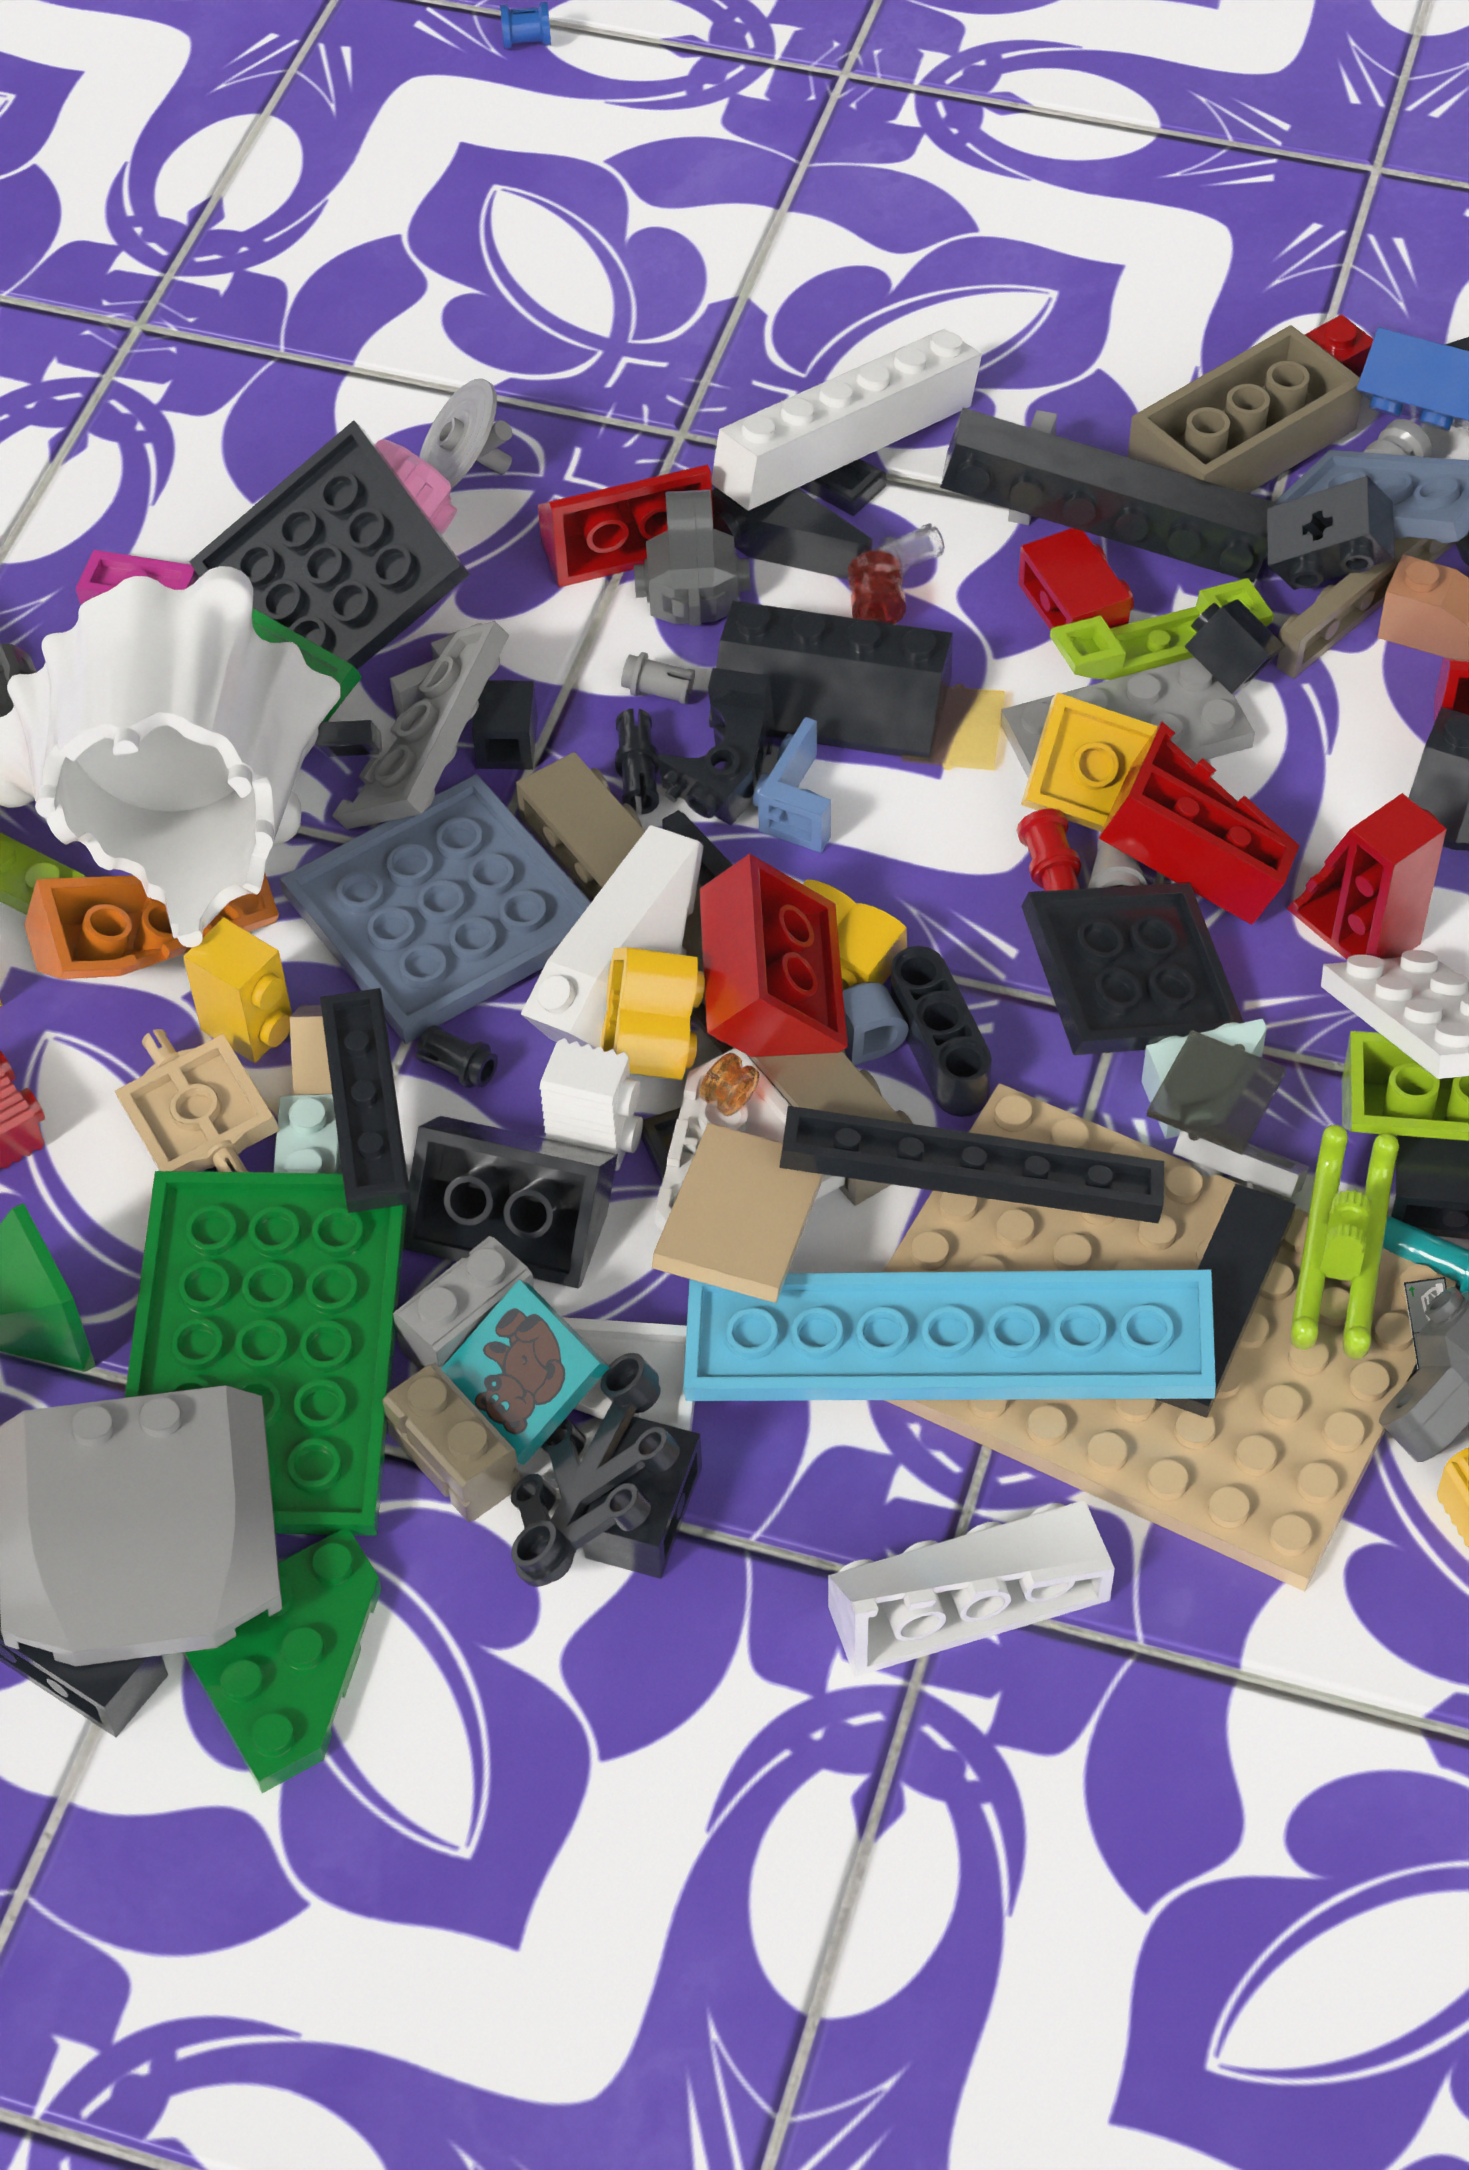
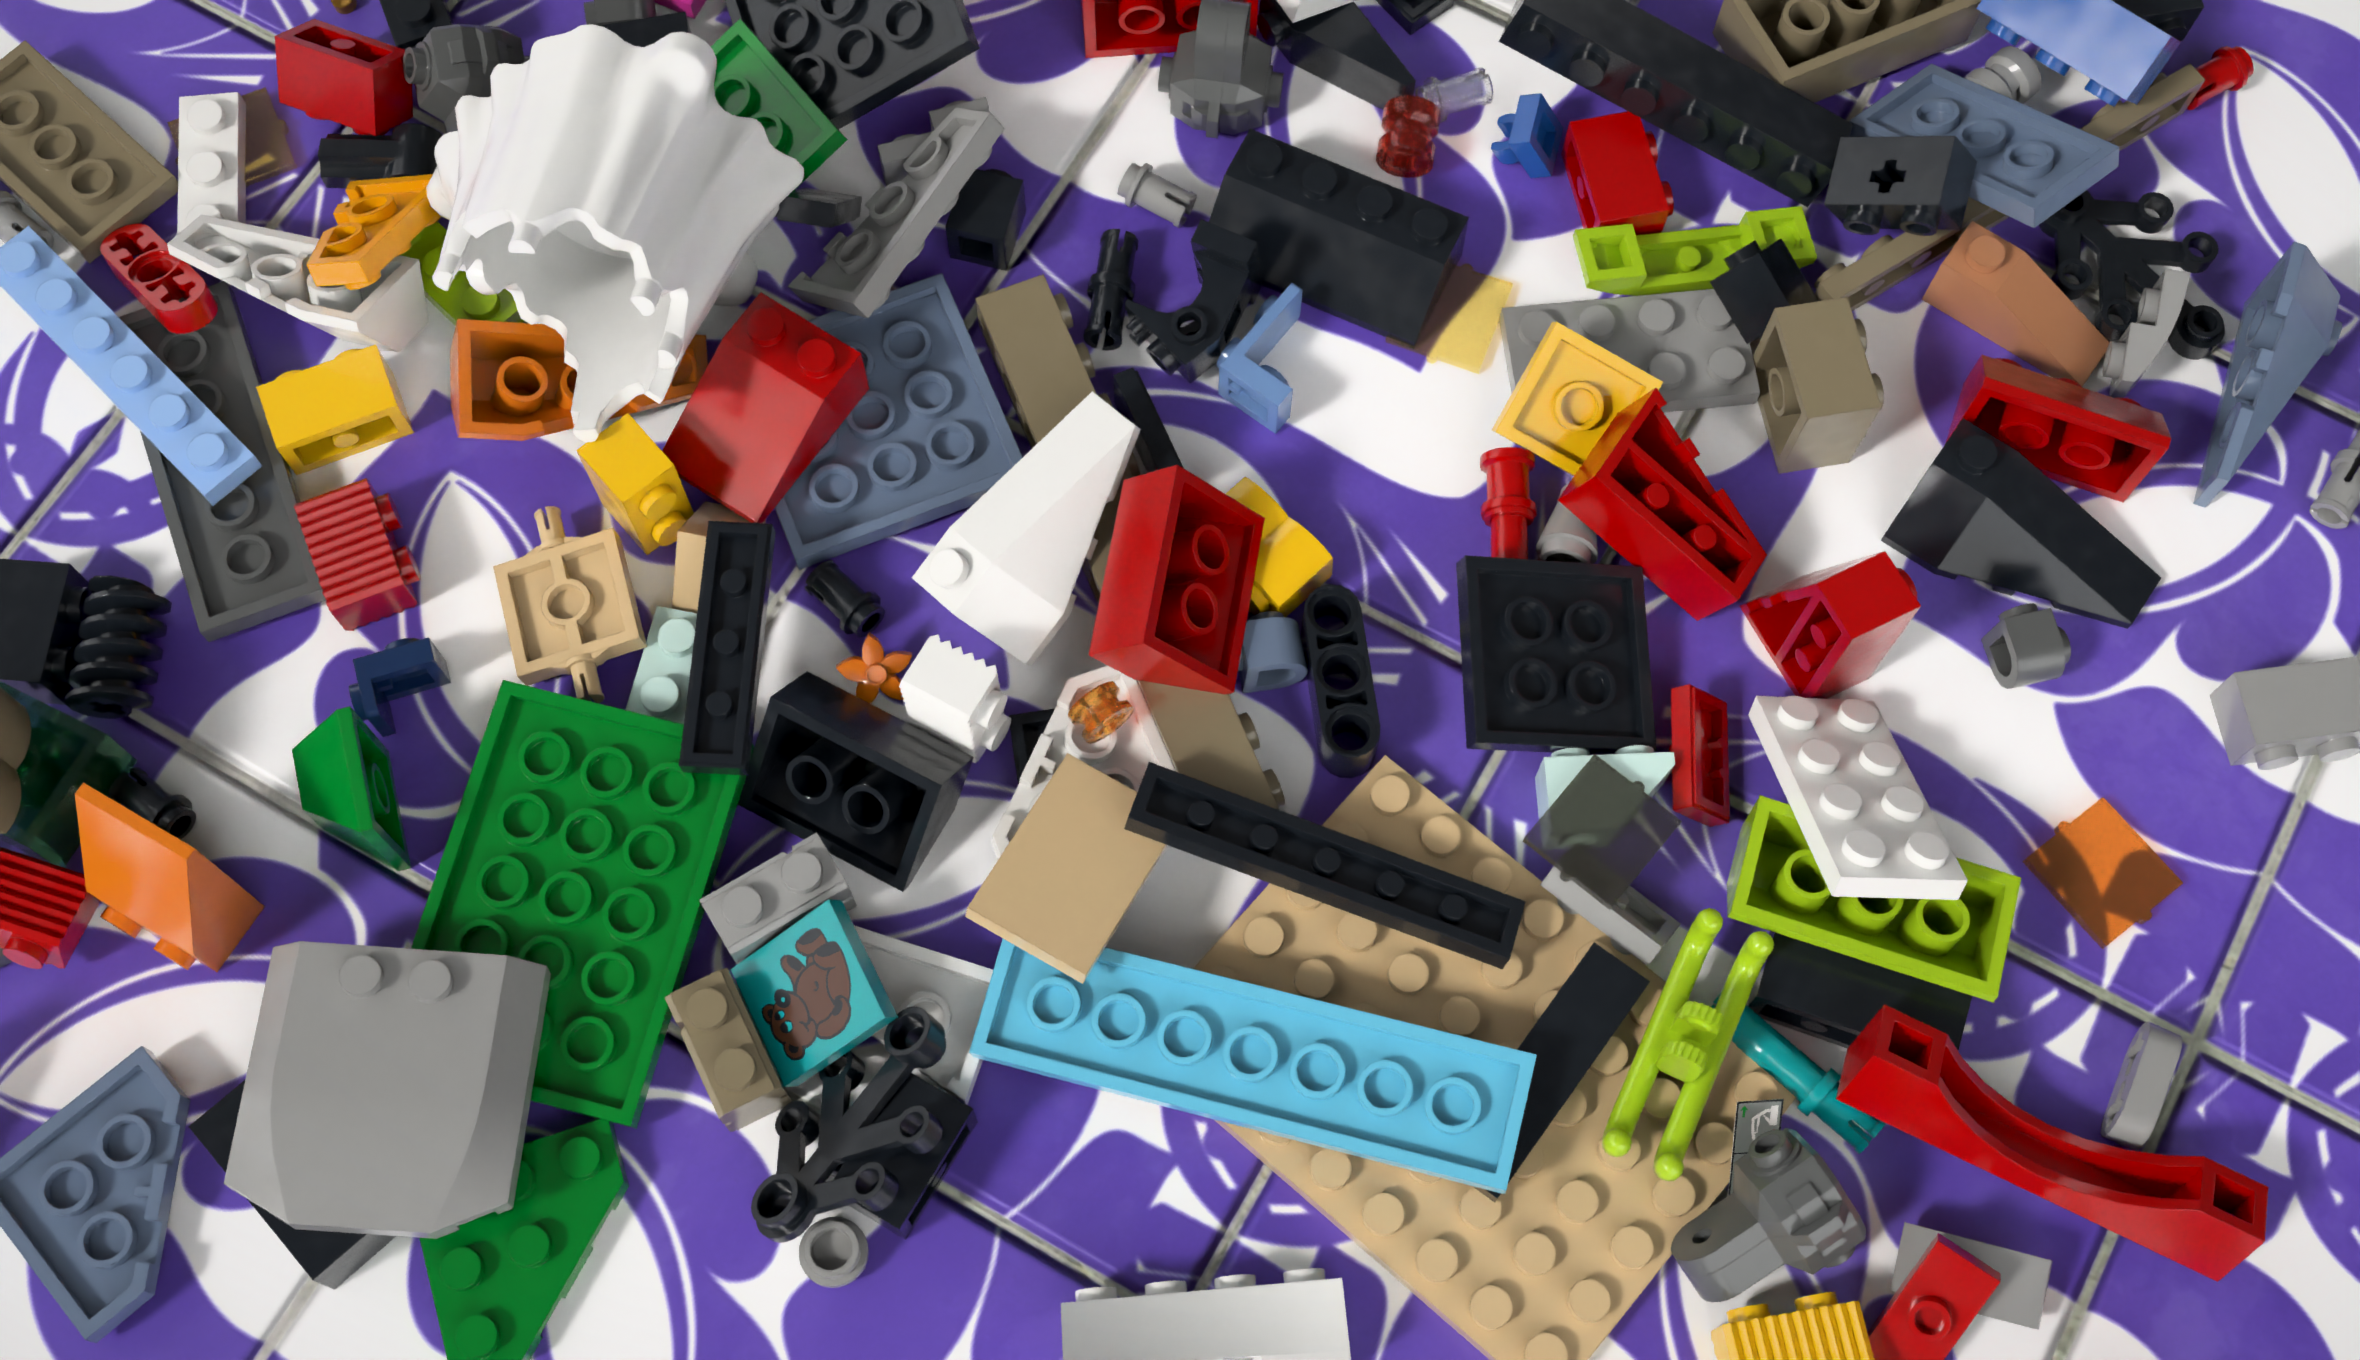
camera: 10 degrees right, 15 degrees up
(51, 1192) = (394, 673): none -> dark blue bracket
(347, 900) = (764, 408): none -> red slope
(504, 1106) = (875, 670): none -> orange plant
(596, 1596) = (833, 1252): none -> light grey plate
(651, 1011) = (1039, 613): yellow brick -> none
(986, 570) = (1532, 135): none -> blue tile
(1289, 1025) = (1700, 756): none -> red plate
(1302, 708) = (1815, 384): none -> dark tan brick

